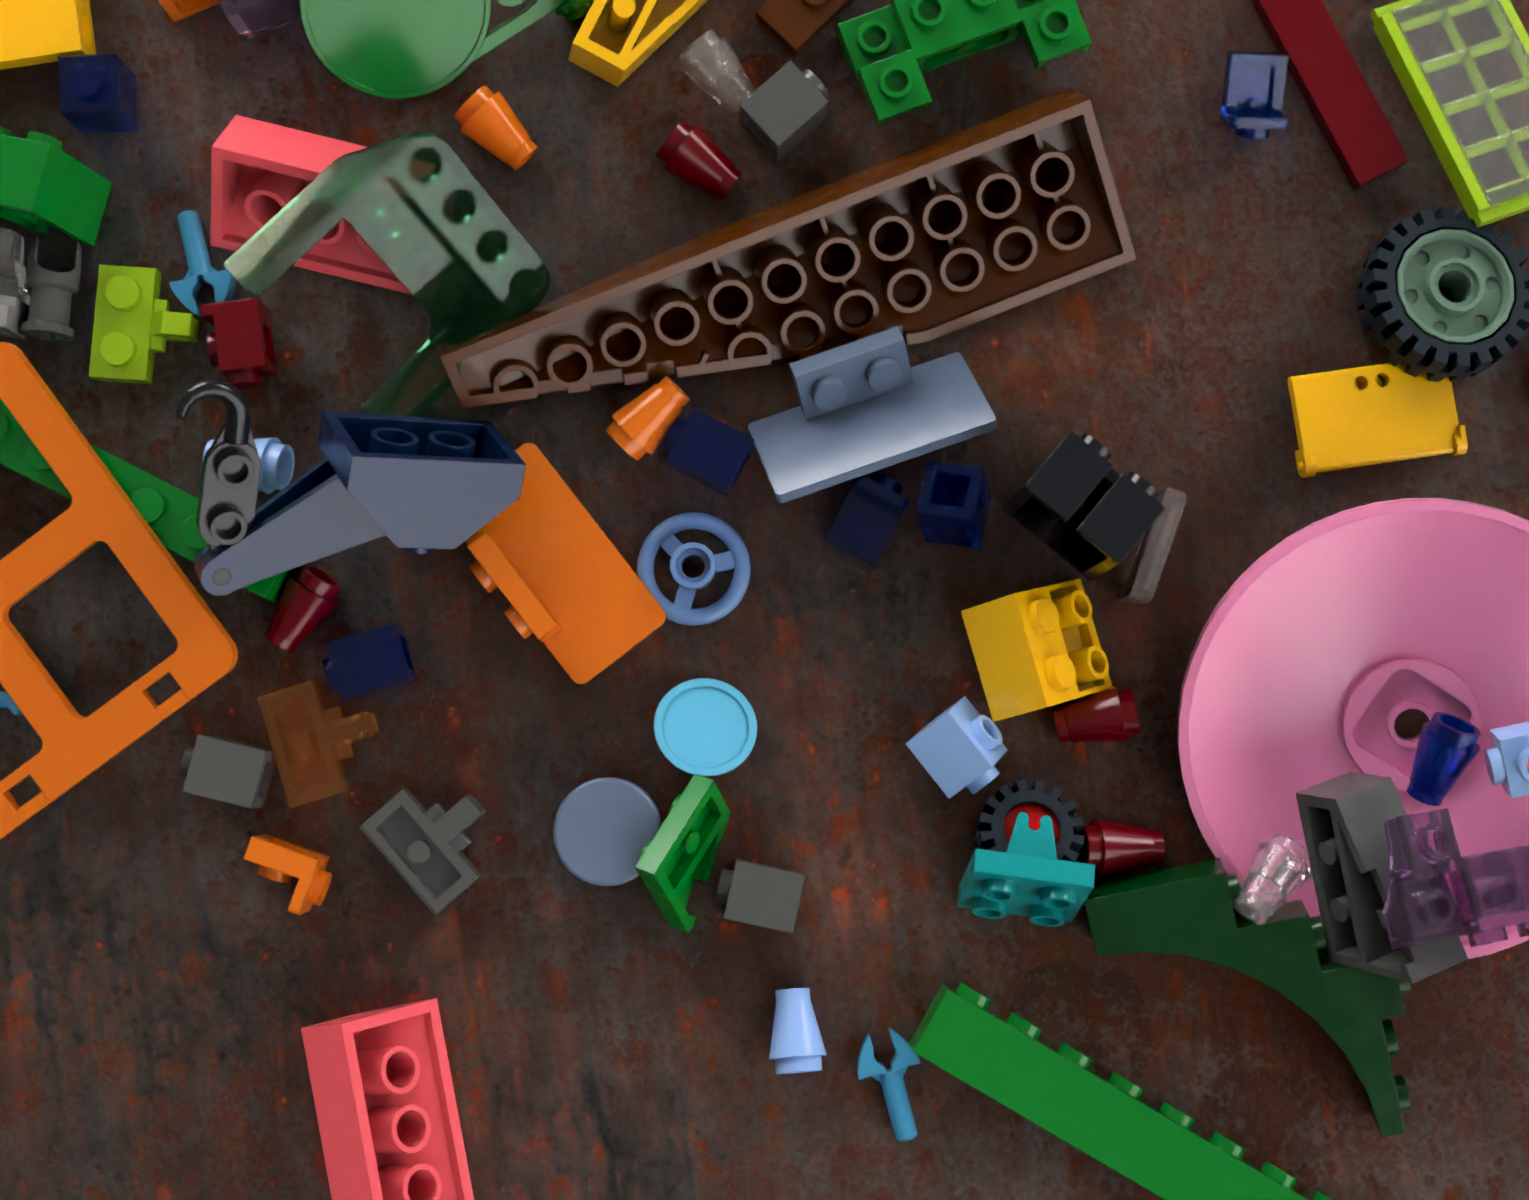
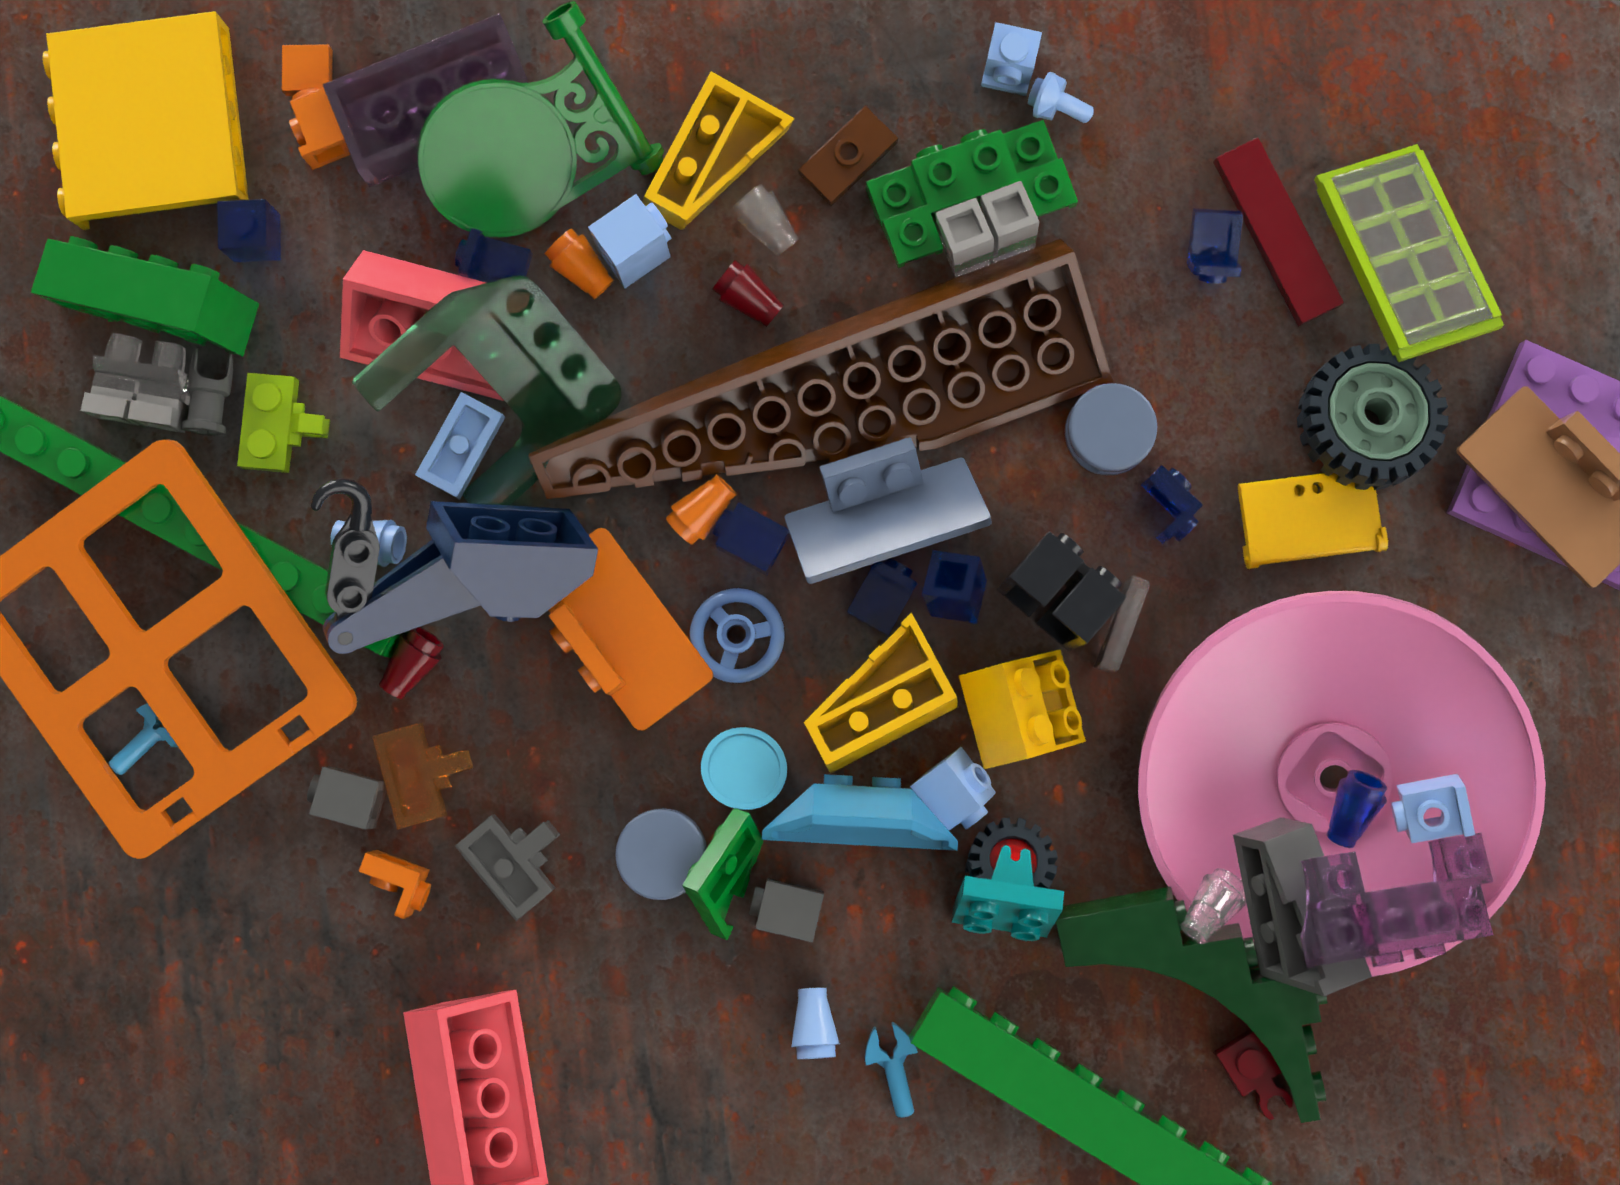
camera: 10 degrees right, 0 degrees up
(199, 266) = (330, 376): dark azure bar -> none
(241, 341) = (364, 440): dark red brick -> none
(357, 347) = (460, 445): none -> light blue plate
(369, 662) = (465, 709): clear blue brick -> none
(382, 119) = (490, 259): none -> clear blue bracket
(558, 96) = (632, 239): none -> light blue brick
(785, 110) = (821, 252): dark grey brick -> none
(847, 781) = (860, 816): none -> dark azure wedge
(871, 641) = (883, 699): none -> yellow wedge
(985, 79) = (979, 241): none -> light grey hips
(1099, 717) = (1073, 767): dark red cone -> none
(1120, 847) = (1087, 876): dark red cone -> none
(1135, 314) = (1110, 429): none -> sand blue head
(1212, 391) = (1173, 493): none -> clear blue bracket
(1319, 1073) = (1252, 1069): none -> dark red plate

